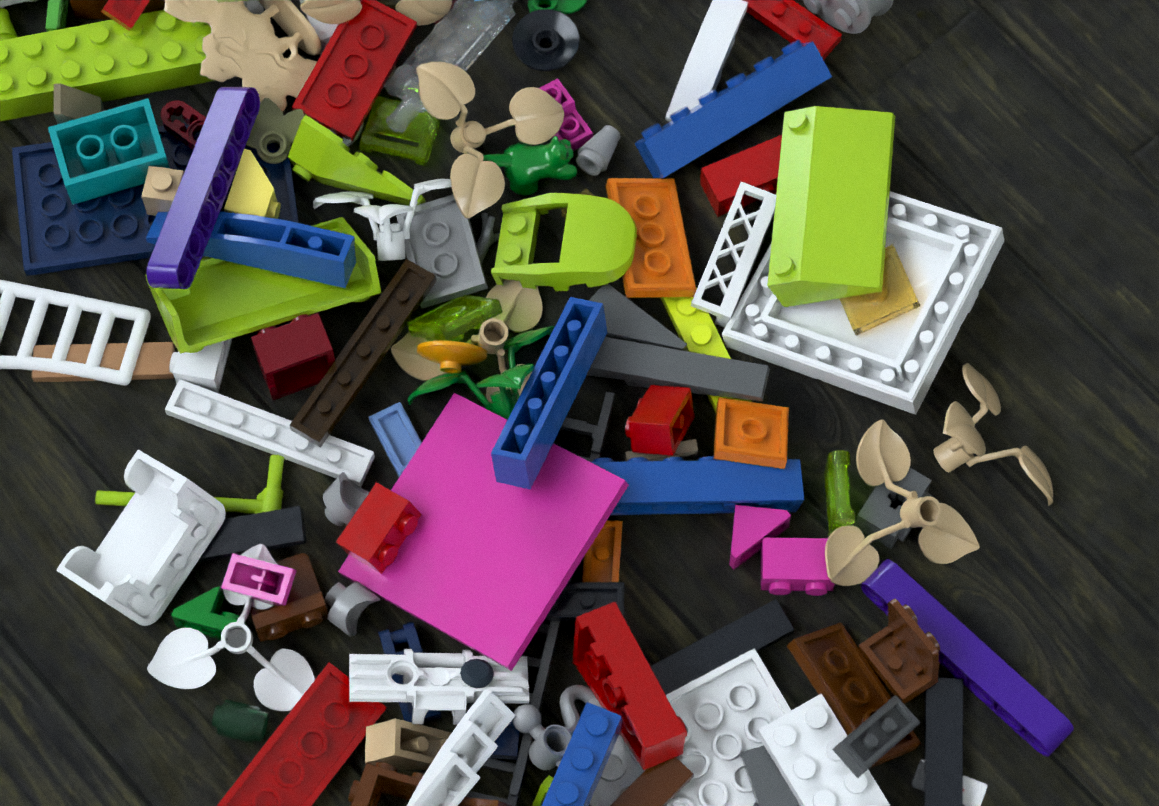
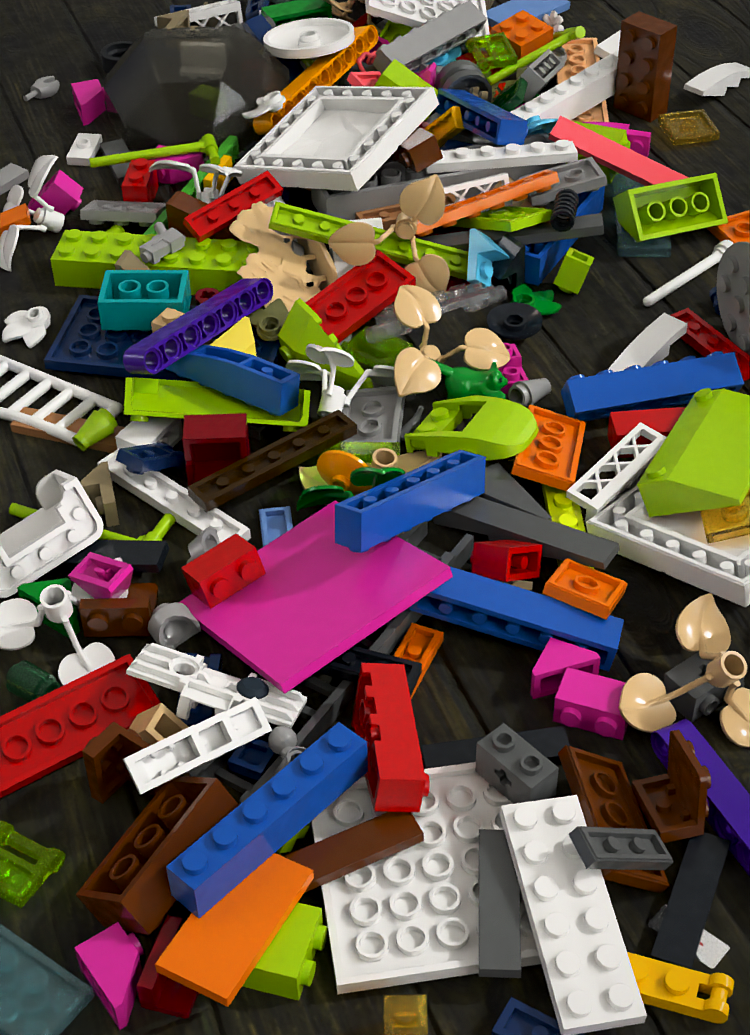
camera: 20 degrees right, 25 degrees down
(91, 49) = (161, 244): none -> light grey piece
(140, 364) = (97, 427): none -> lime cone
(187, 447) = (100, 492): none -> dark tan slope
(229, 391) = (151, 458): none -> dark blue plate
(755, 678) = (515, 767): none -> dark grey brick
(837, 490) = (654, 650): clear neon green plate -> none

